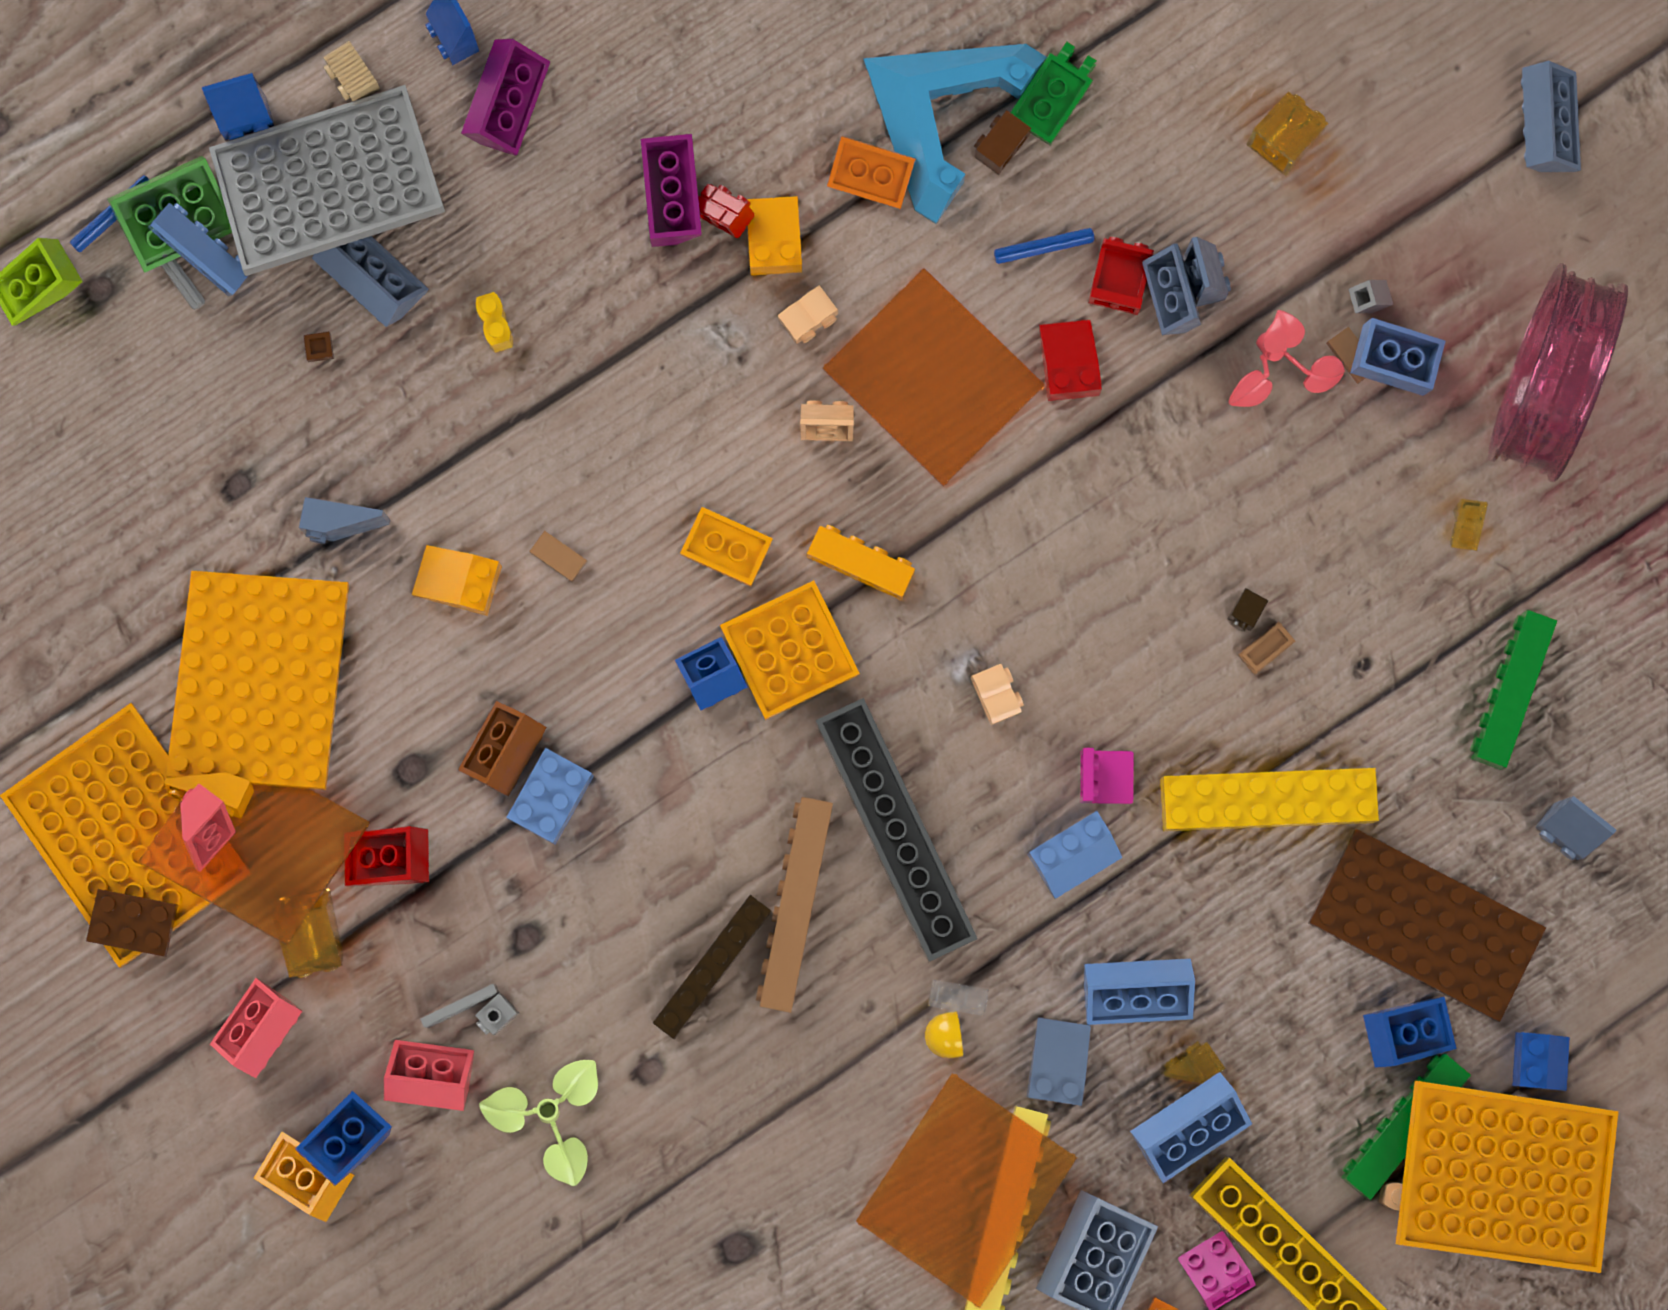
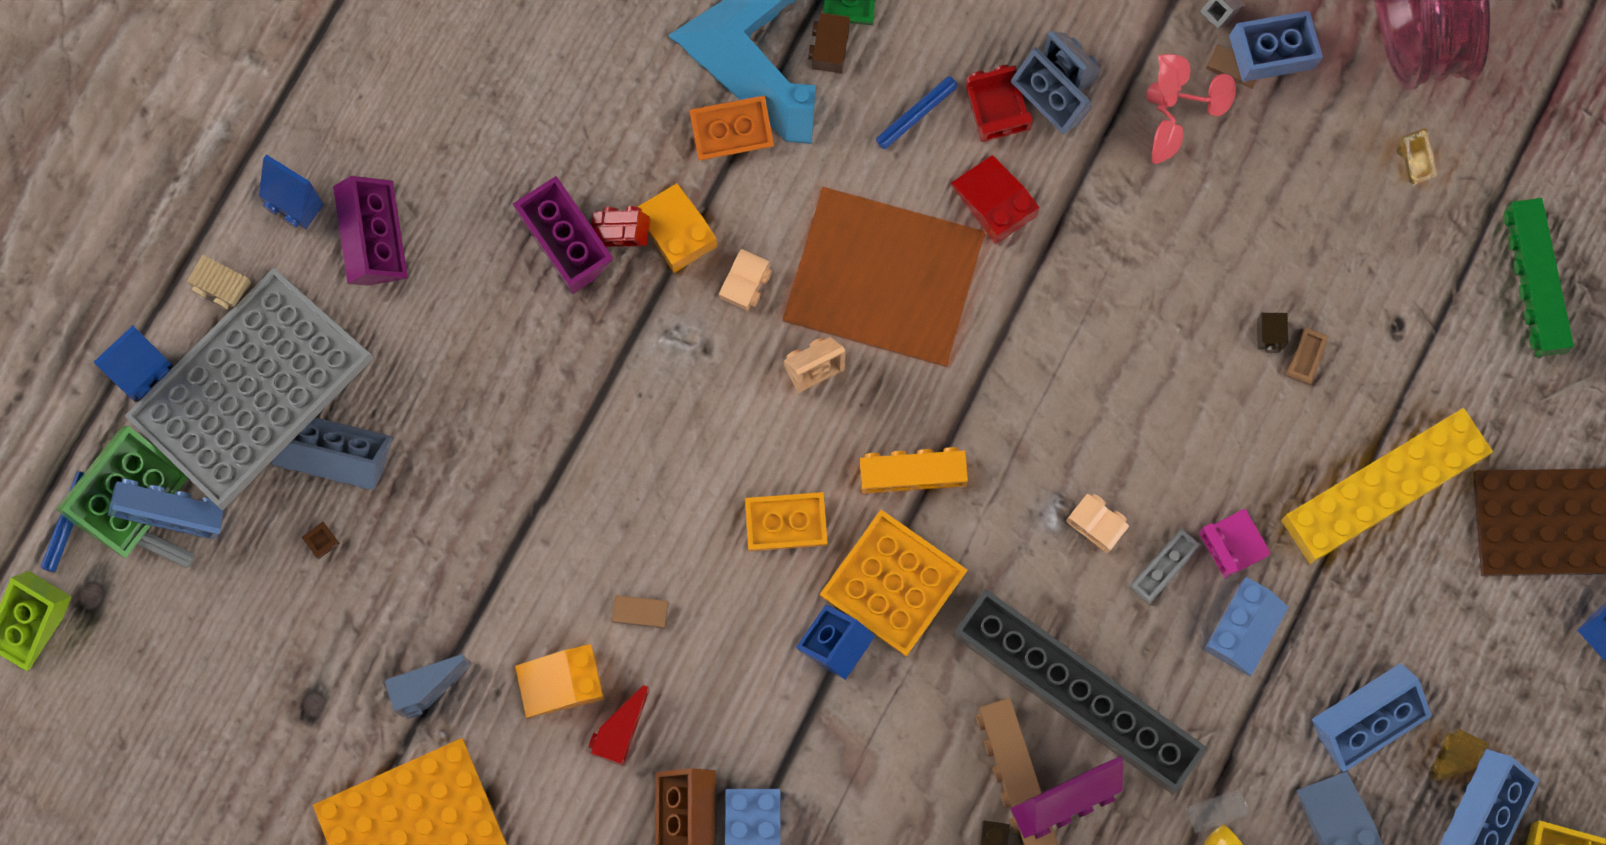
camera: 25 degrees left, 5 degrees down
(483, 649) = (618, 731): none -> red slope
(494, 322) = (472, 436): yellow brick -> none
(833, 916) = (1070, 798): none -> magenta slope
(1034, 763) = (1165, 566): none -> light grey tile

